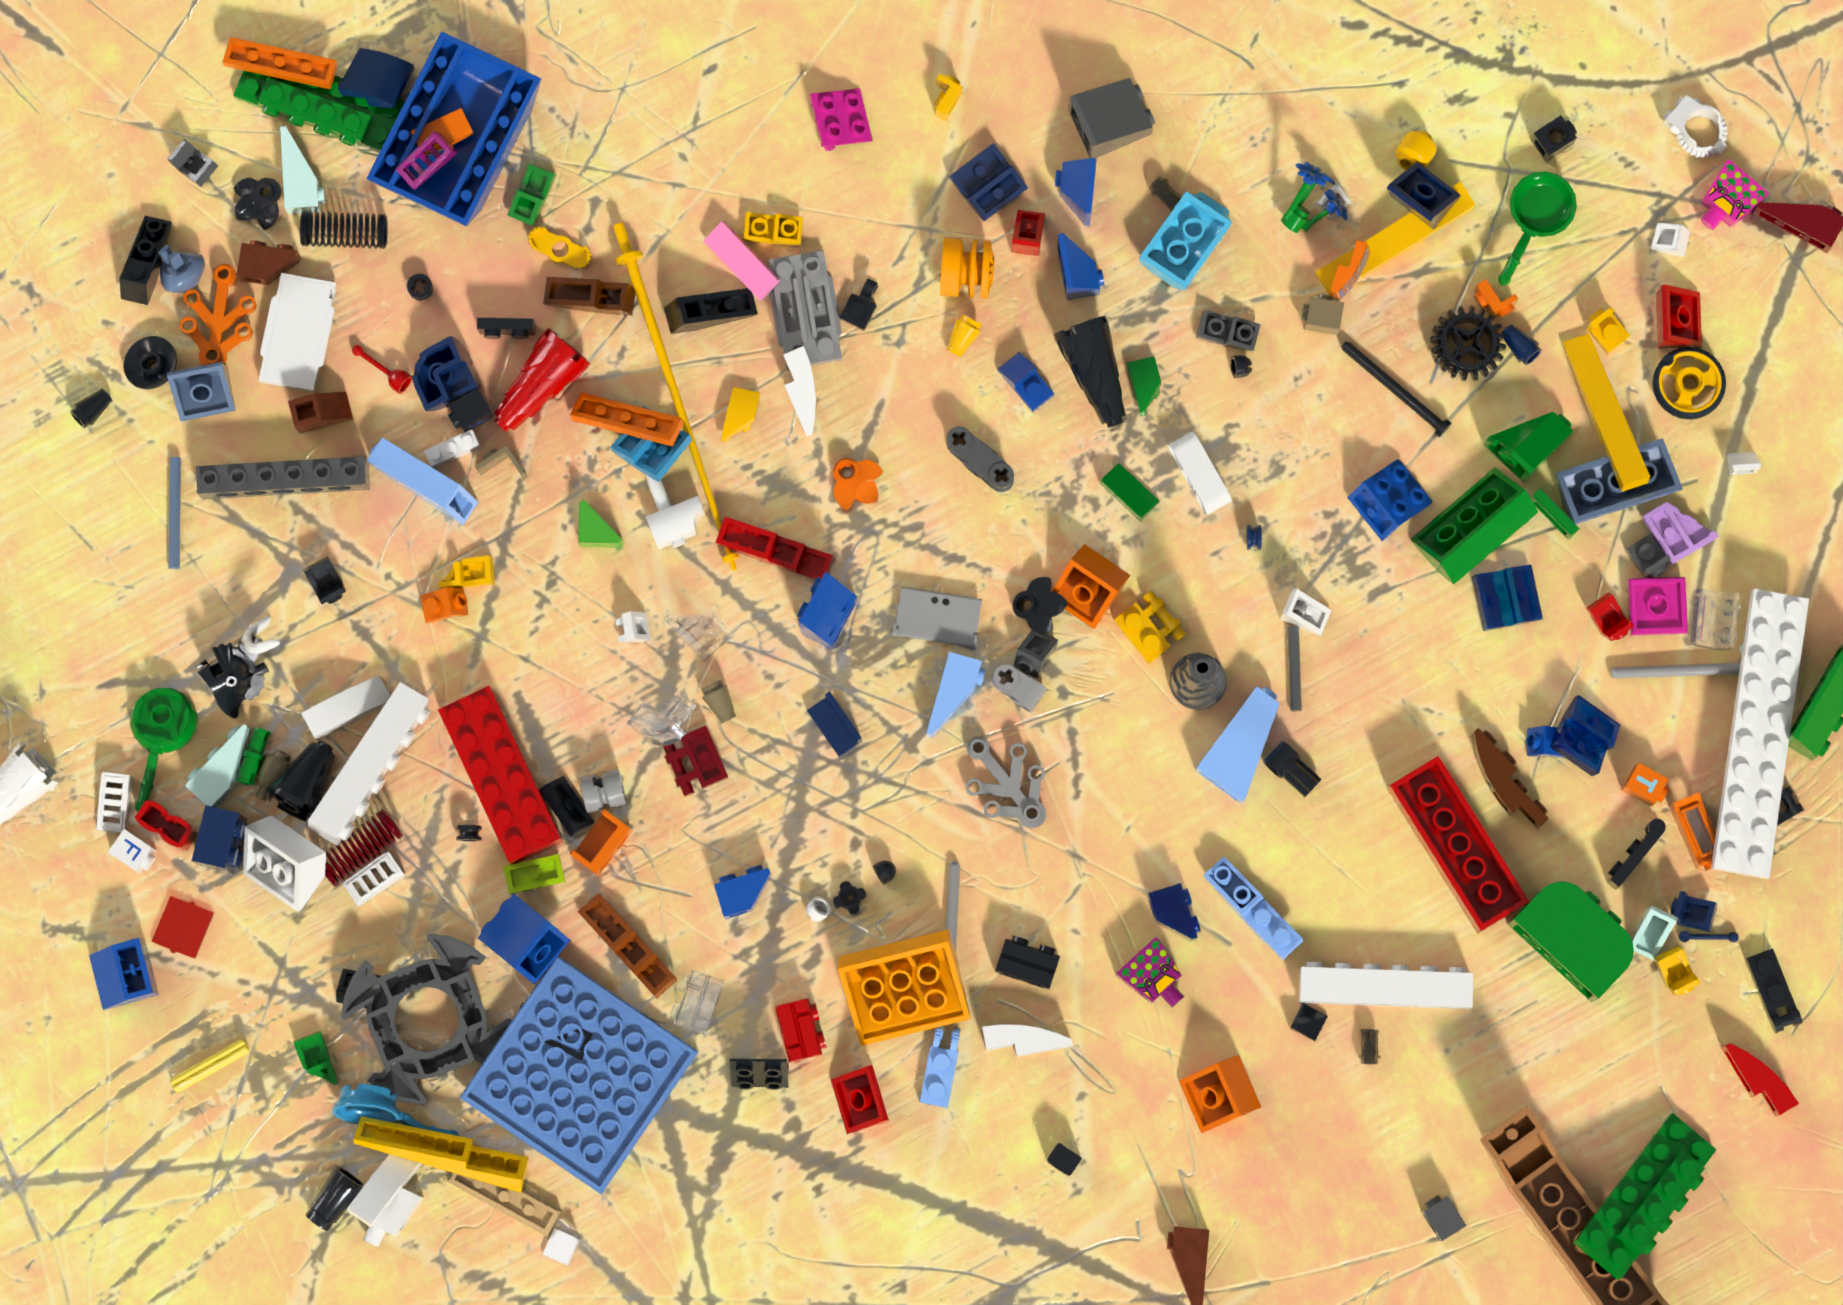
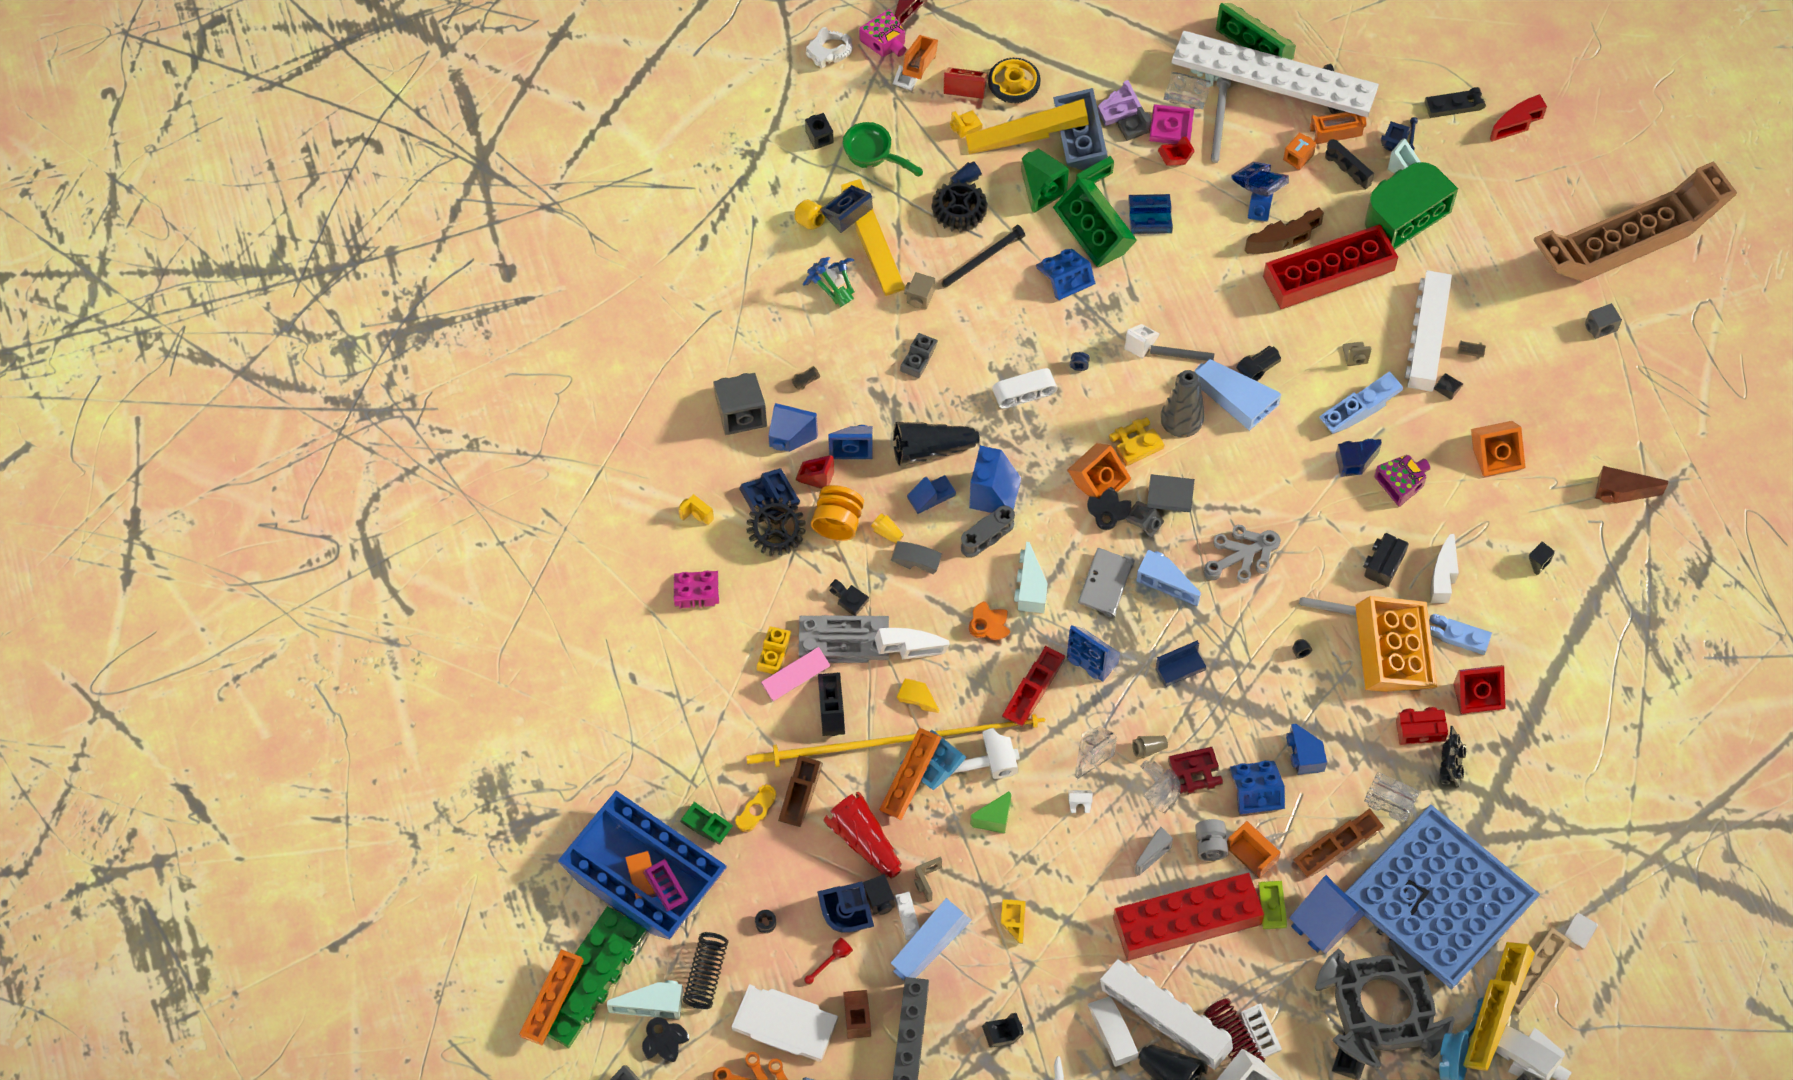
camera: 85 degrees left, 20 degrees down
(263, 263) = (720, 1040): copper slope -> none
(376, 77) = (581, 924): dark blue slope -> none
(444, 604) = (1037, 941): orange bracket -> none
(469, 833) = (1232, 949): black bush -> none
(495, 327) = (813, 866): black plate -> none
(566, 806) = (1220, 870): black plate -> none
(583, 726) = (1155, 849): none -> light grey slope
(687, 838) = (1258, 787): none -> blue bracket
(822, 905) = (1326, 699): white hinge -> none
(851, 905) = (1319, 671): black plate -> none
(910, 527) = (1033, 587): none -> light aqua slope
(929, 205) = (783, 534): none -> black gear
(929, 377) = (912, 555): none -> dark grey slope
(1022, 691) = (1169, 534): light grey piece -> none
(1043, 455) = (993, 481): none -> blue slope
(1067, 678) = (1170, 493): none -> dark grey slope
(1129, 492) = (1030, 438): green slope -> none
(1145, 382) = (947, 413): green slope -> none
(1186, 239) = (847, 368): medium azure slope -> none
(1240, 366) = (950, 353): black hinge -> none
(1325, 898) = (1358, 353): none -> dark tan bracket
(1347, 276) = (893, 257): orange slope -> none
(1487, 299) = (927, 188): orange bracket -> none
(1646, 1197) = (1601, 190): green plate -> none
(1676, 971) = (1437, 154): yellow bracket -> none
(1696, 248) = (919, 56): none -> orange window
(1743, 463) = (1076, 59): white slope -> none

